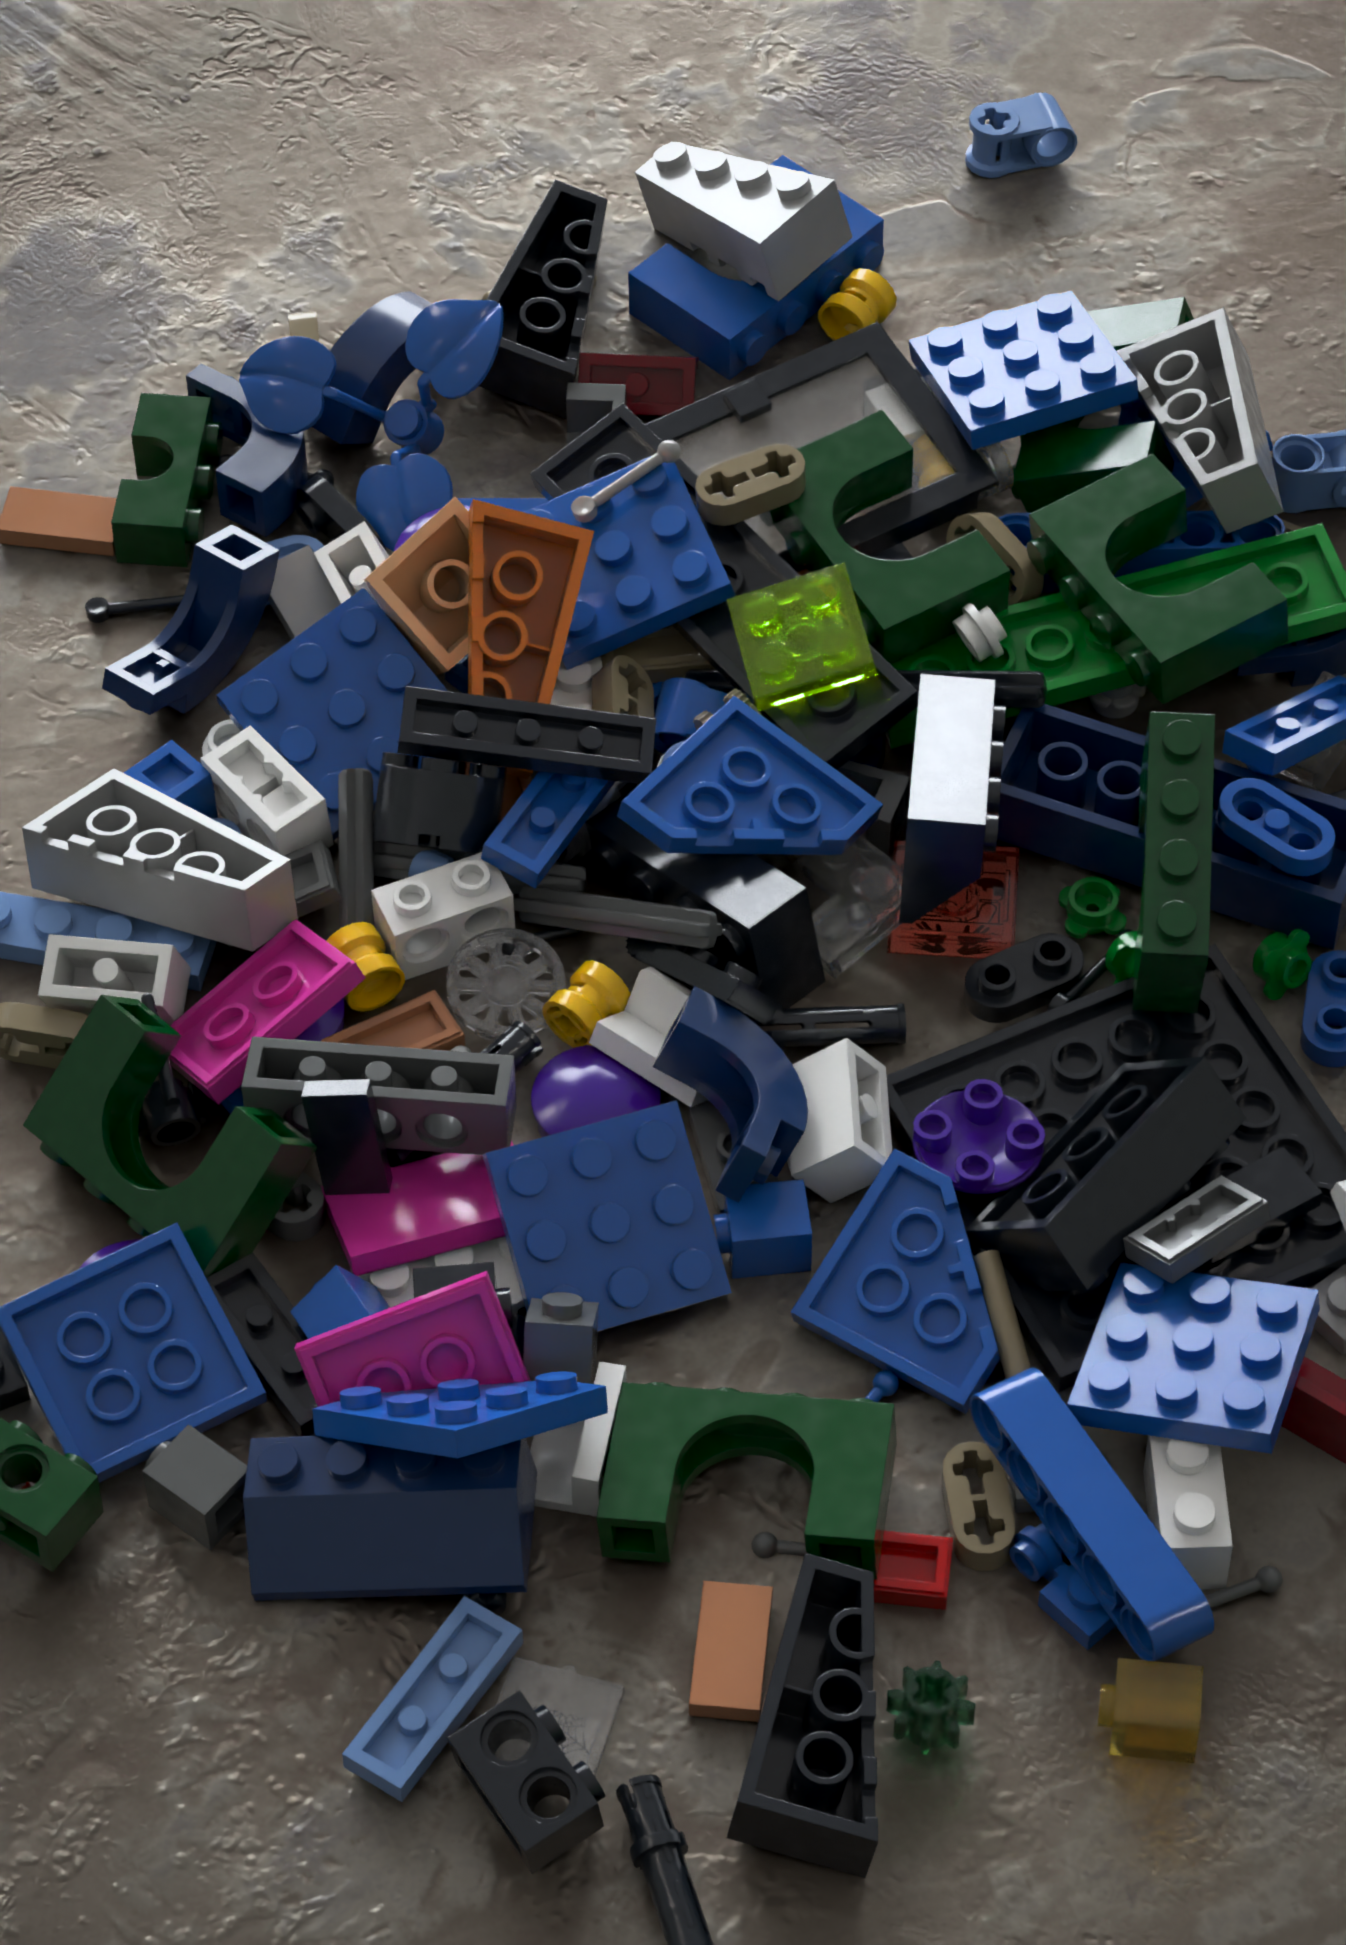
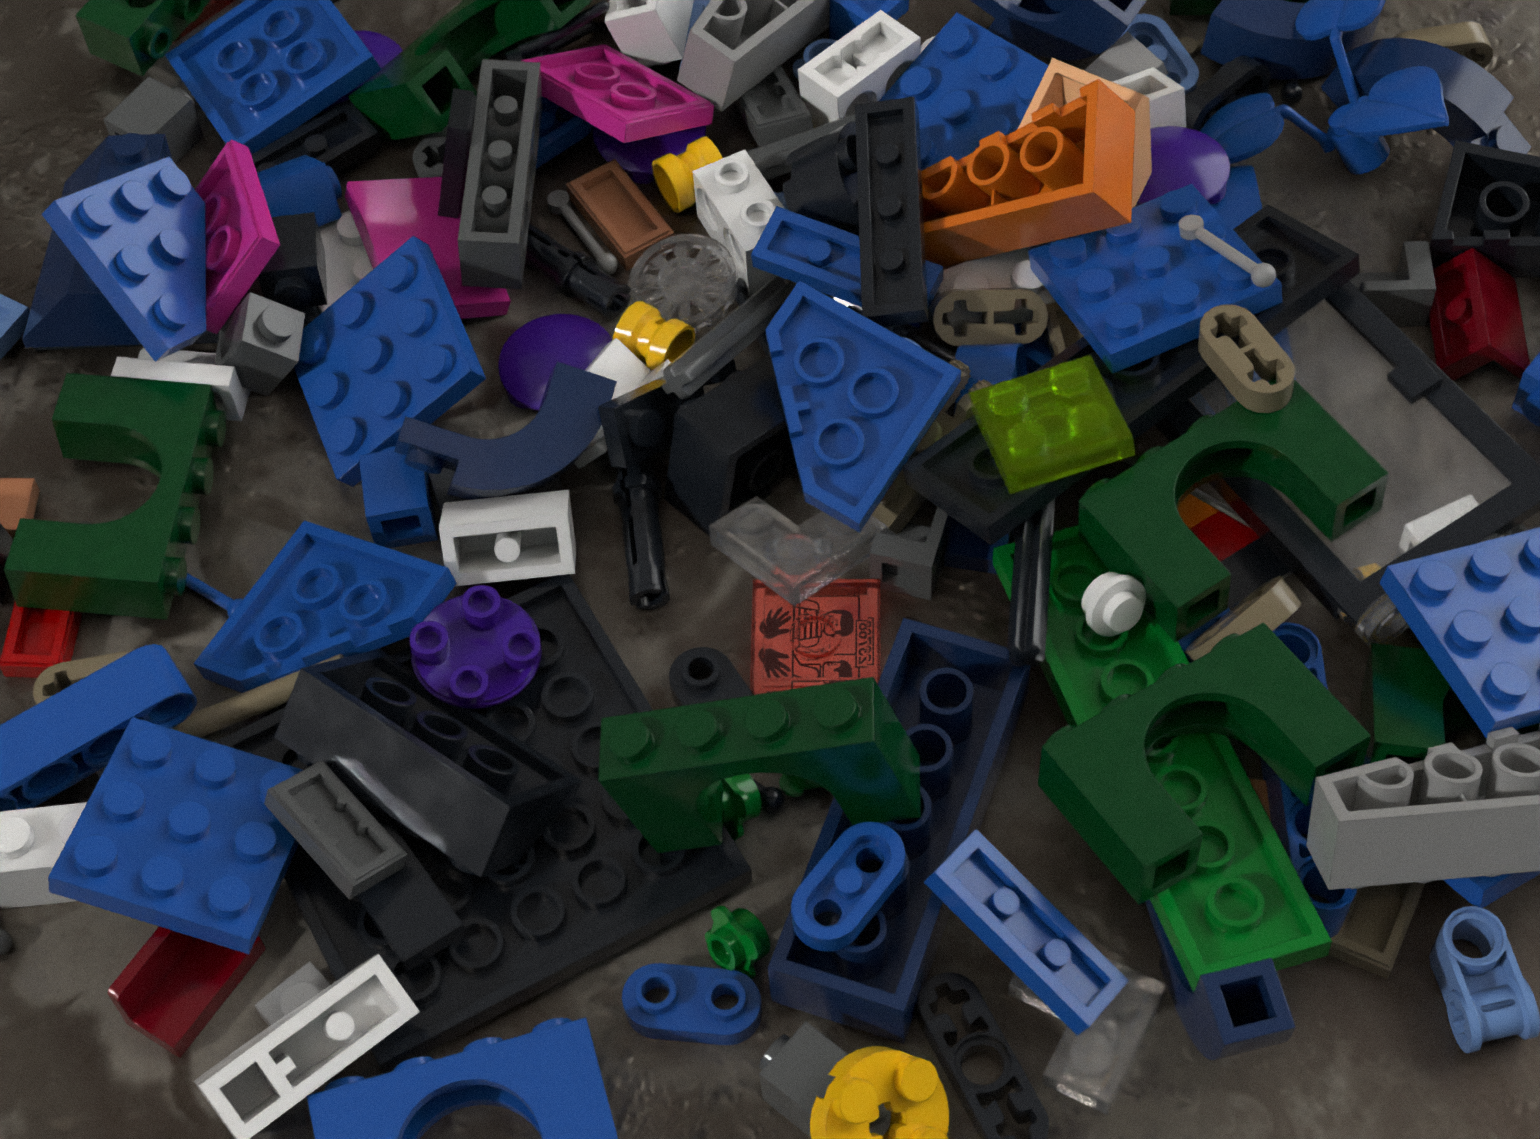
camera: 90 degrees right, 5 degrees up
(951, 790) = (875, 563): slope -> none

